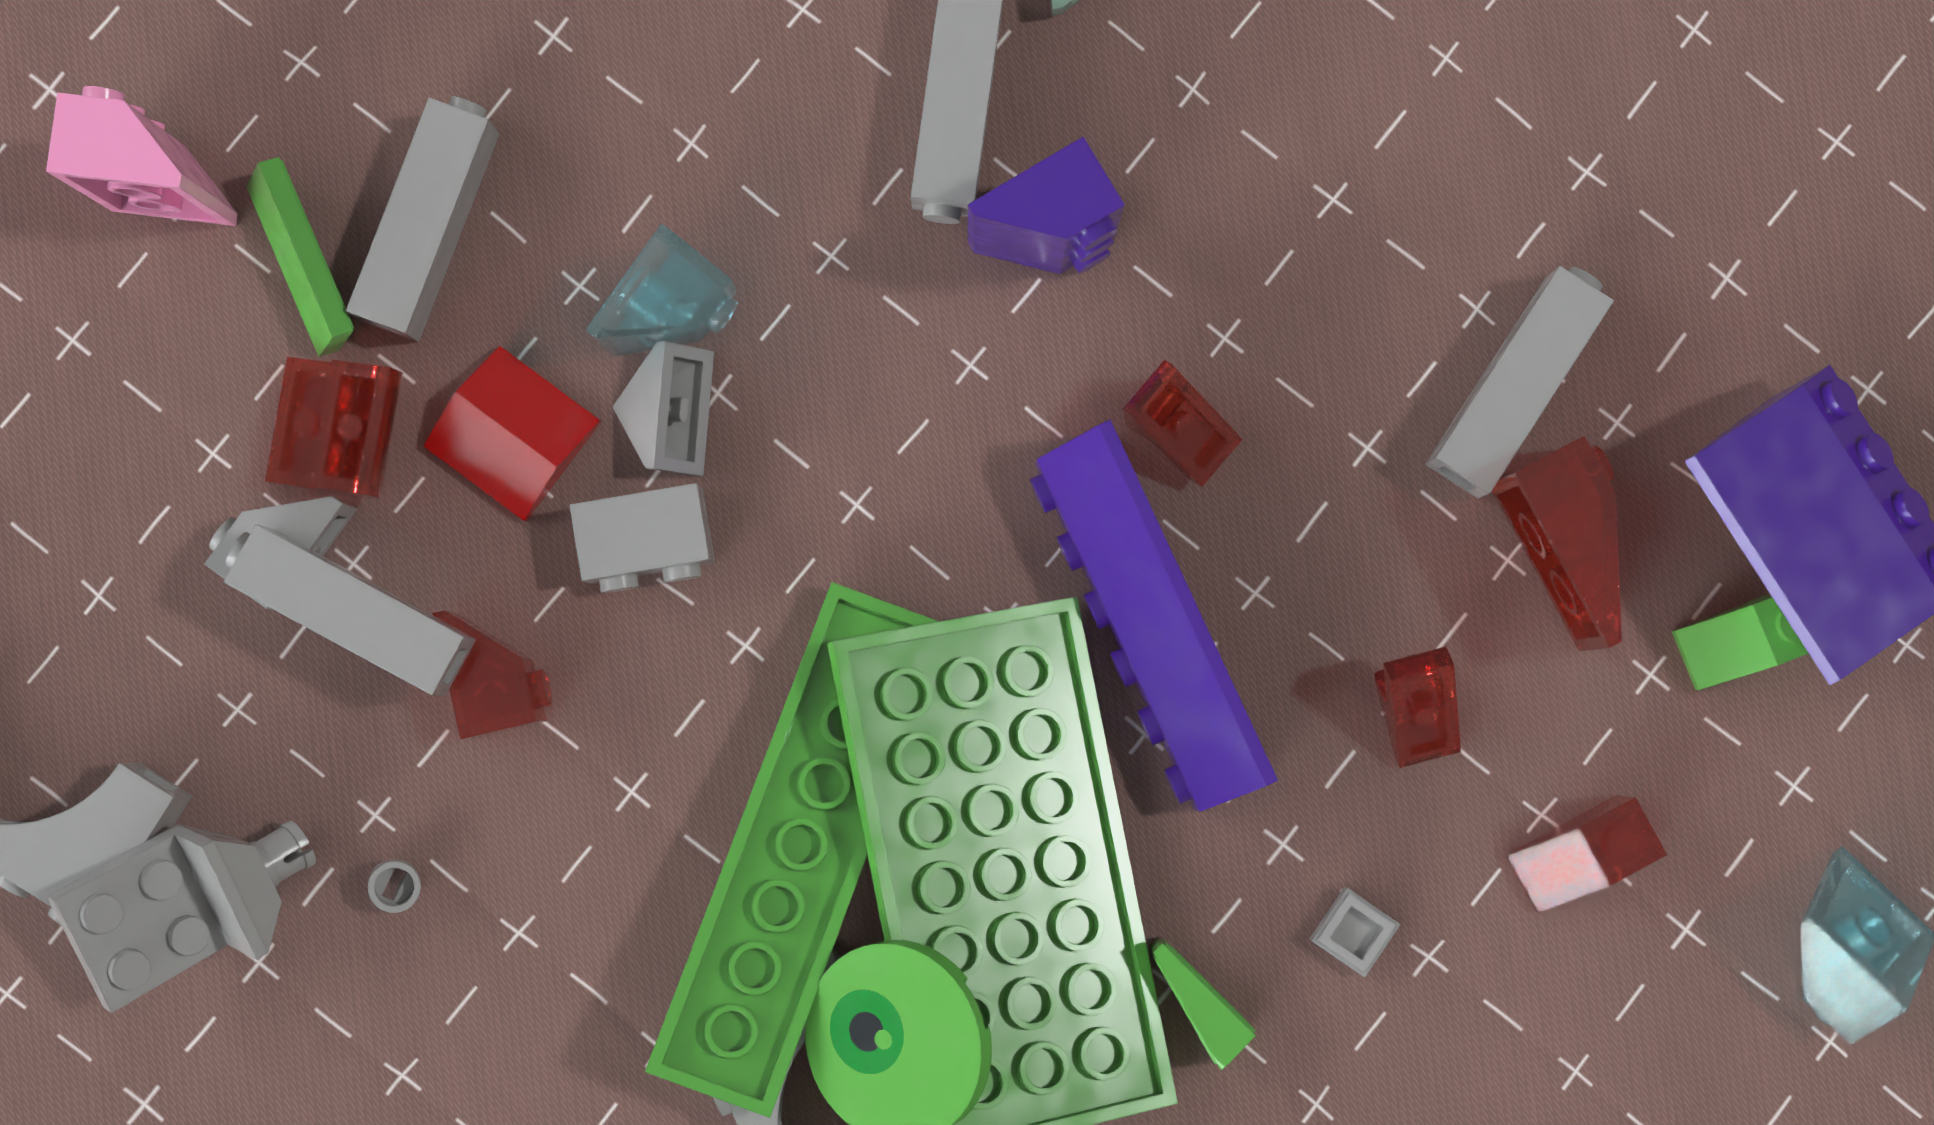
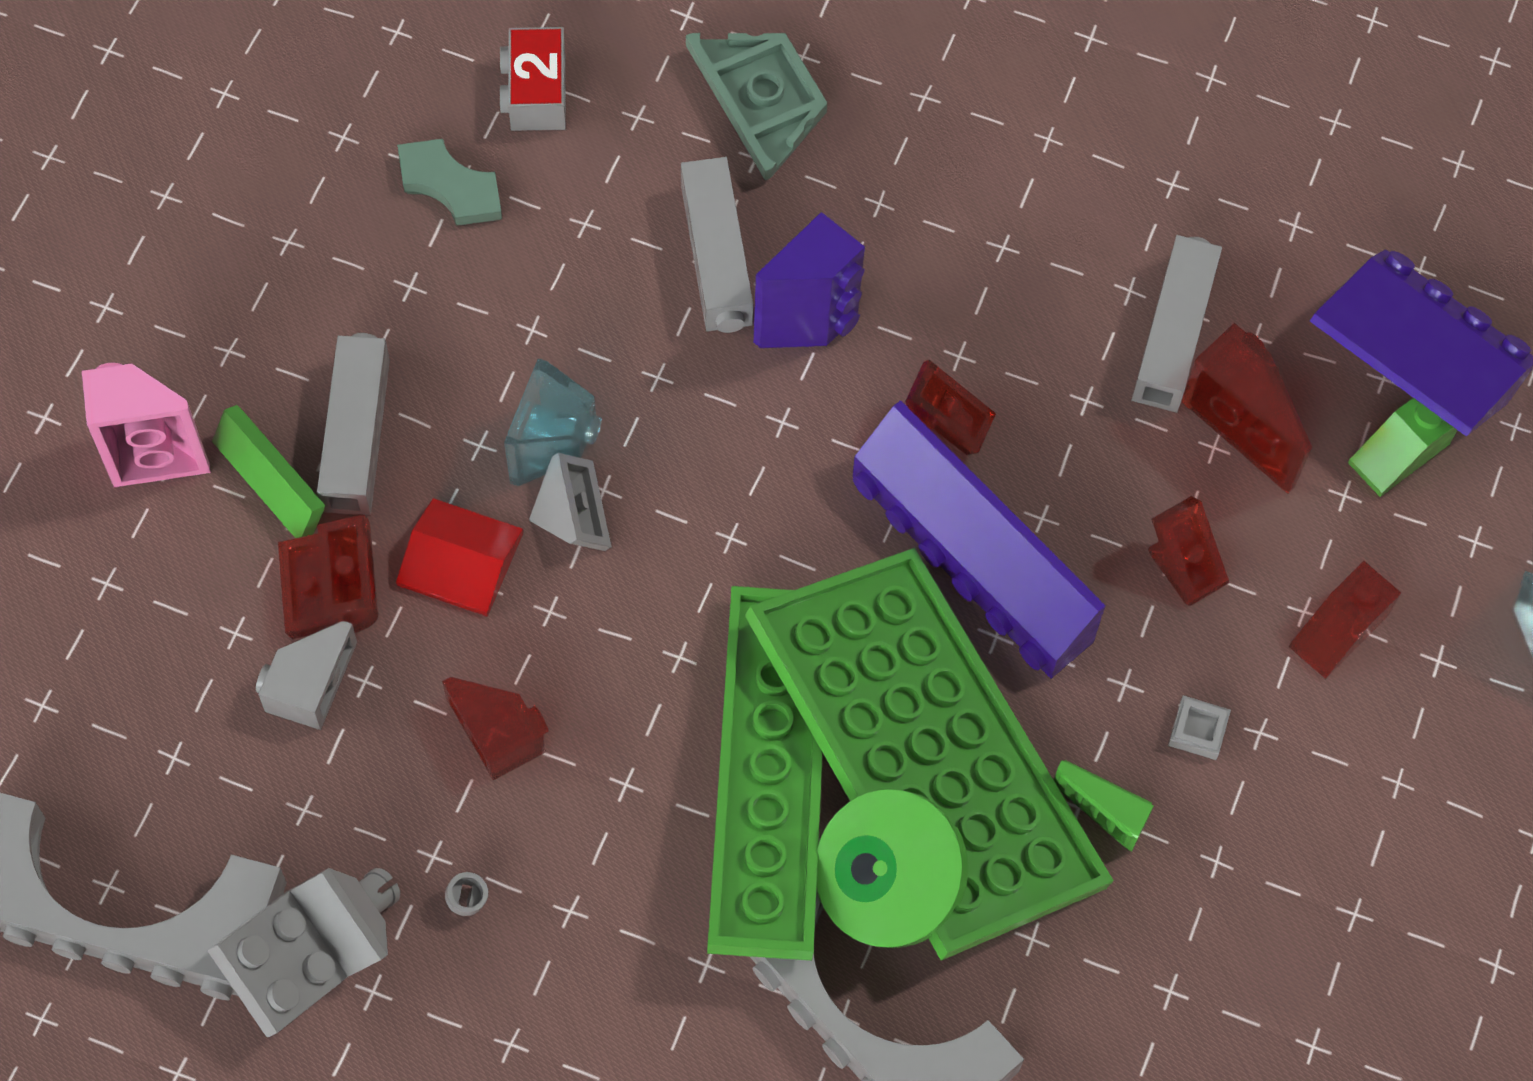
camera: 20 degrees left, 20 degrees down
(347, 609) = (381, 686): light grey brick -> none
(642, 536) = (581, 593): light grey brick -> none

